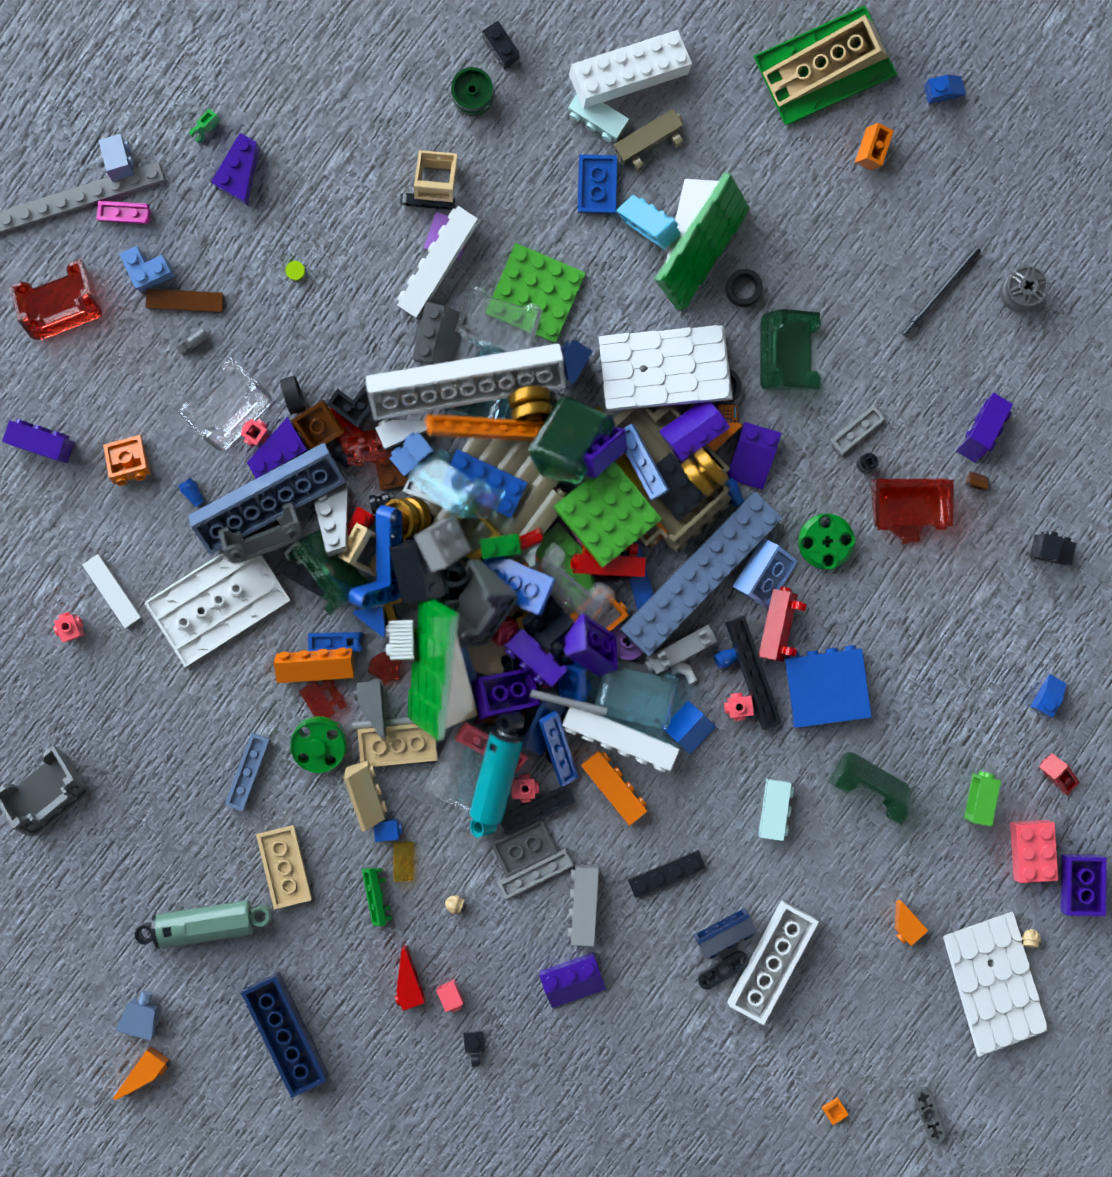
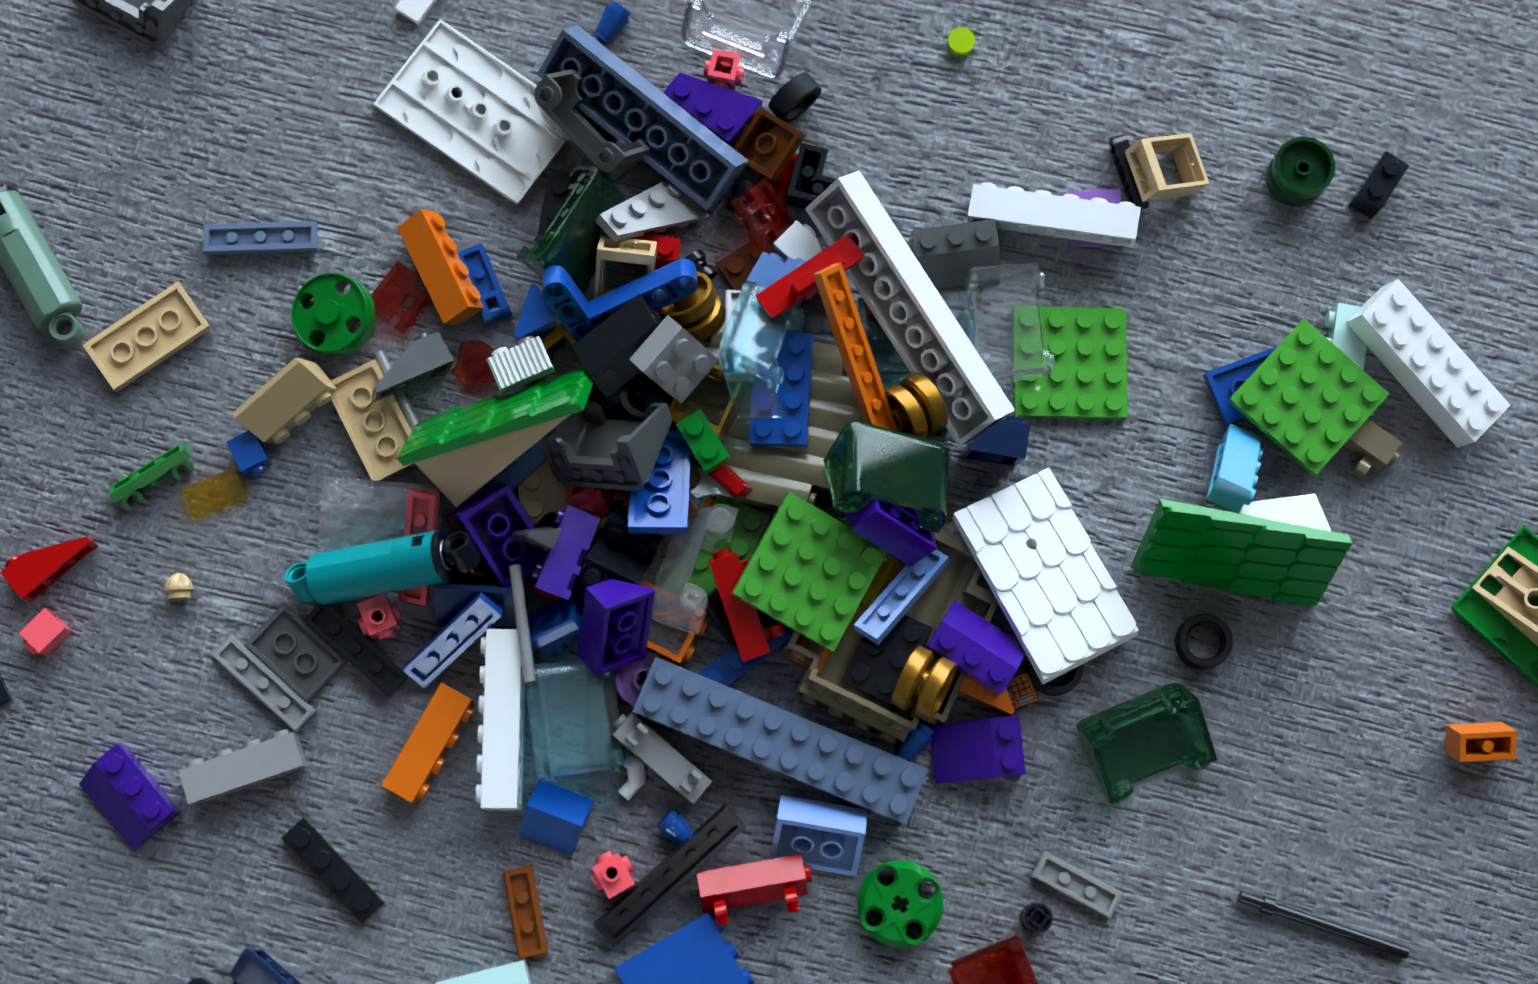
camera: 65 degrees right, 10 degrees down
(424, 443) = (801, 282): none -> red bracket
(518, 671) = (538, 537): none -> dark grey slope
(621, 154) = (1308, 397): none -> bright green plate
(738, 767) = (525, 912): none -> dark orange tile

